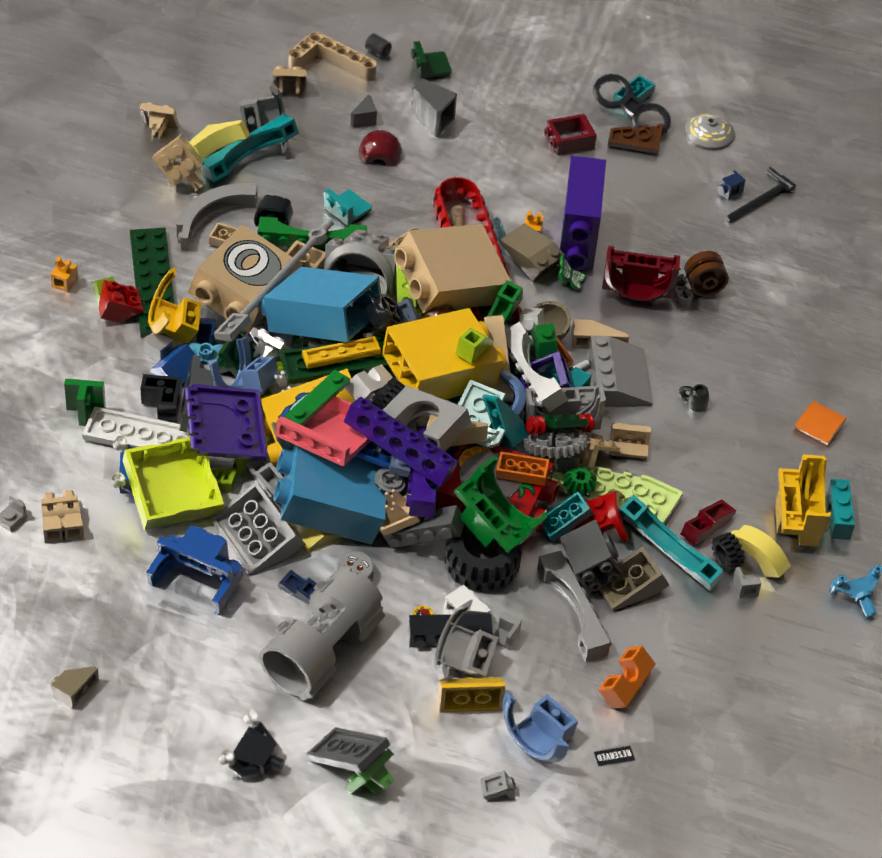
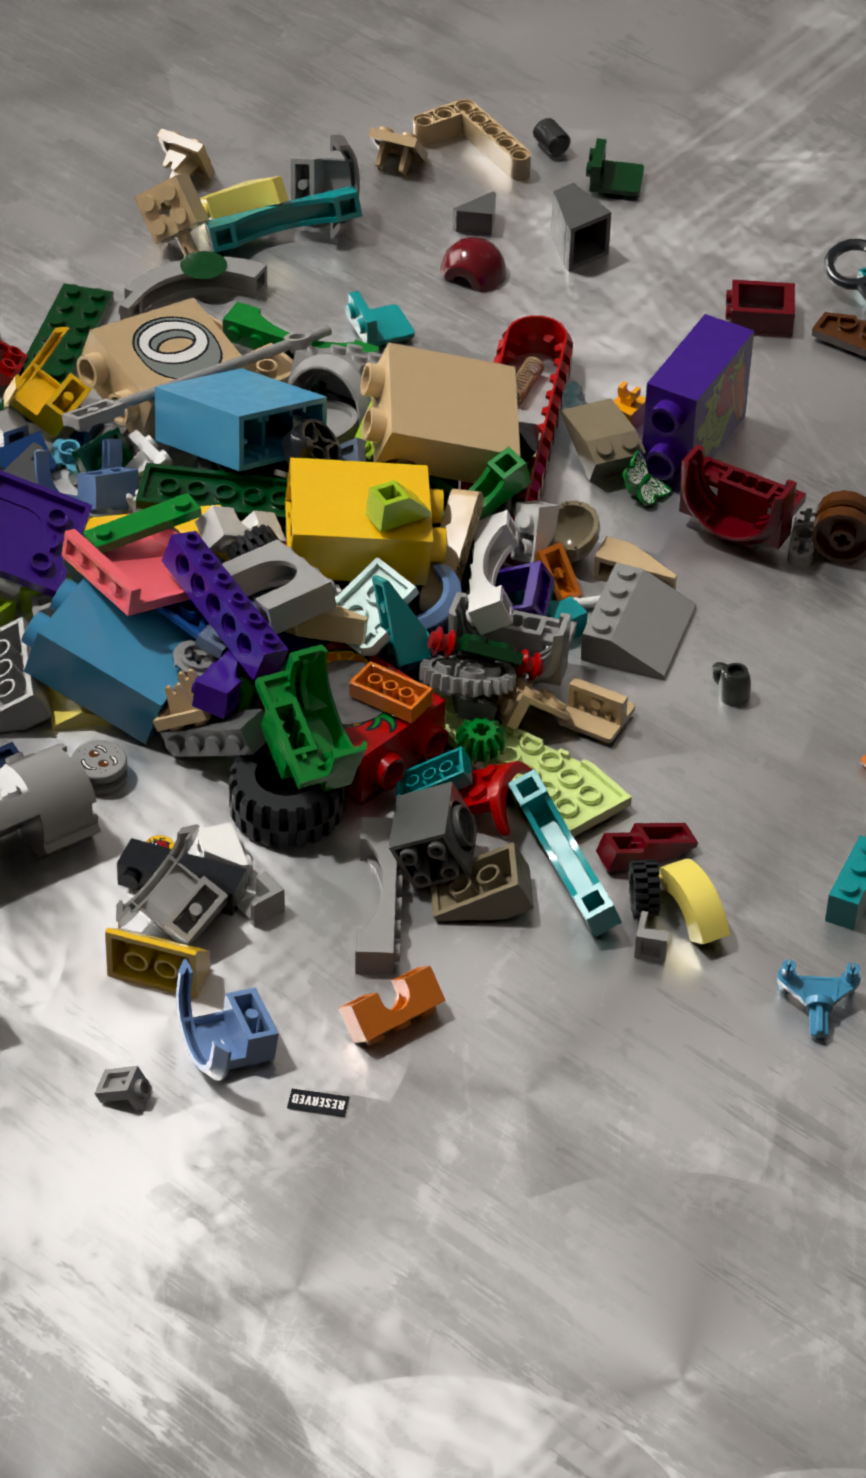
camera: 25 degrees right, 5 degrees down
(217, 194) = (203, 265): none -> dark green sticker
(274, 207) = (272, 299): black brick -> none
(341, 352) = (228, 484): yellow tile -> none
(544, 340) = (535, 541): green slope -> none
(801, 501) = (791, 870): yellow piece -> none

